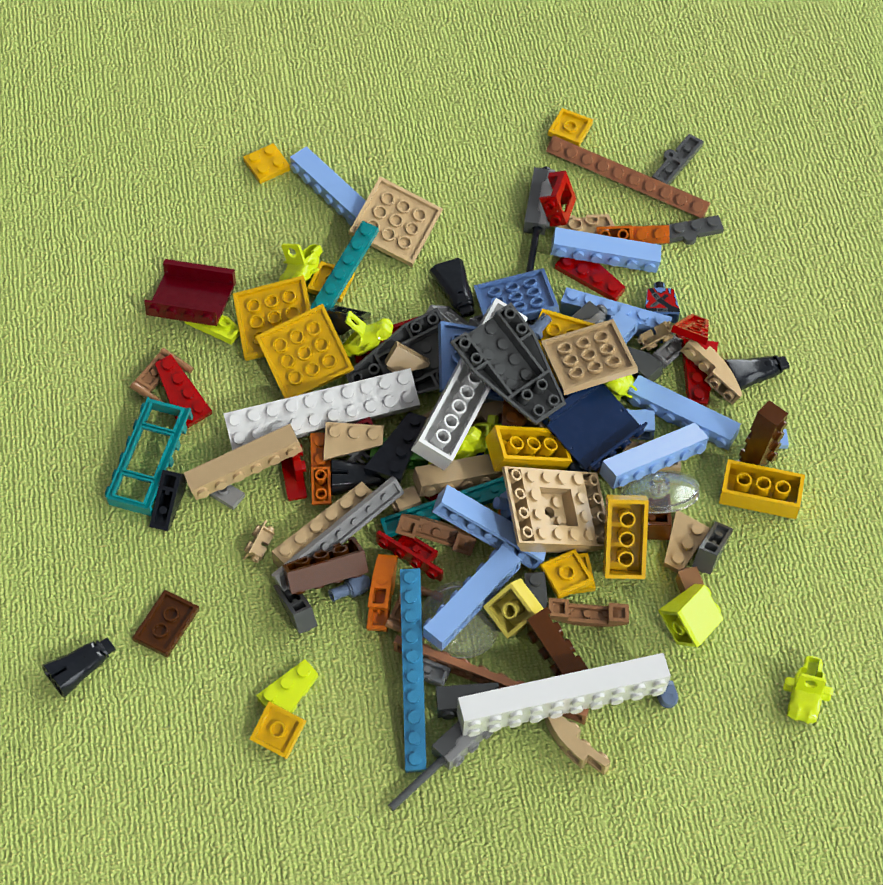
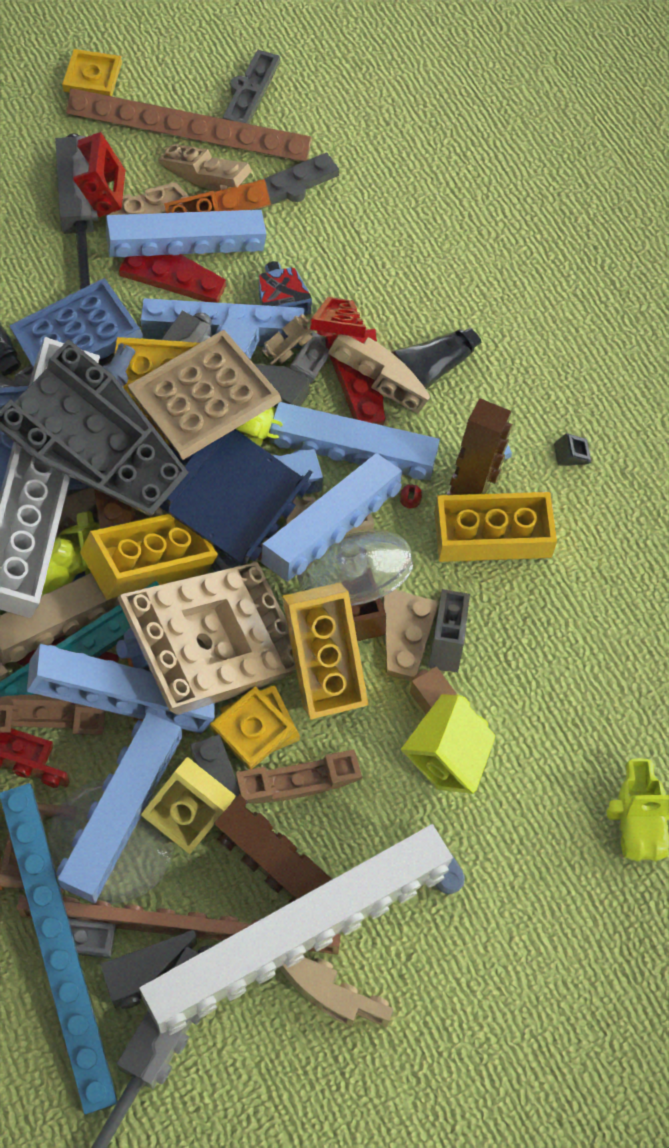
camera: 20 degrees left, 5 degrees up
(626, 207) = (201, 169): none -> tan slope
(714, 460) = (409, 503): none -> red hinge
(832, 453) = (572, 450): none -> black slope

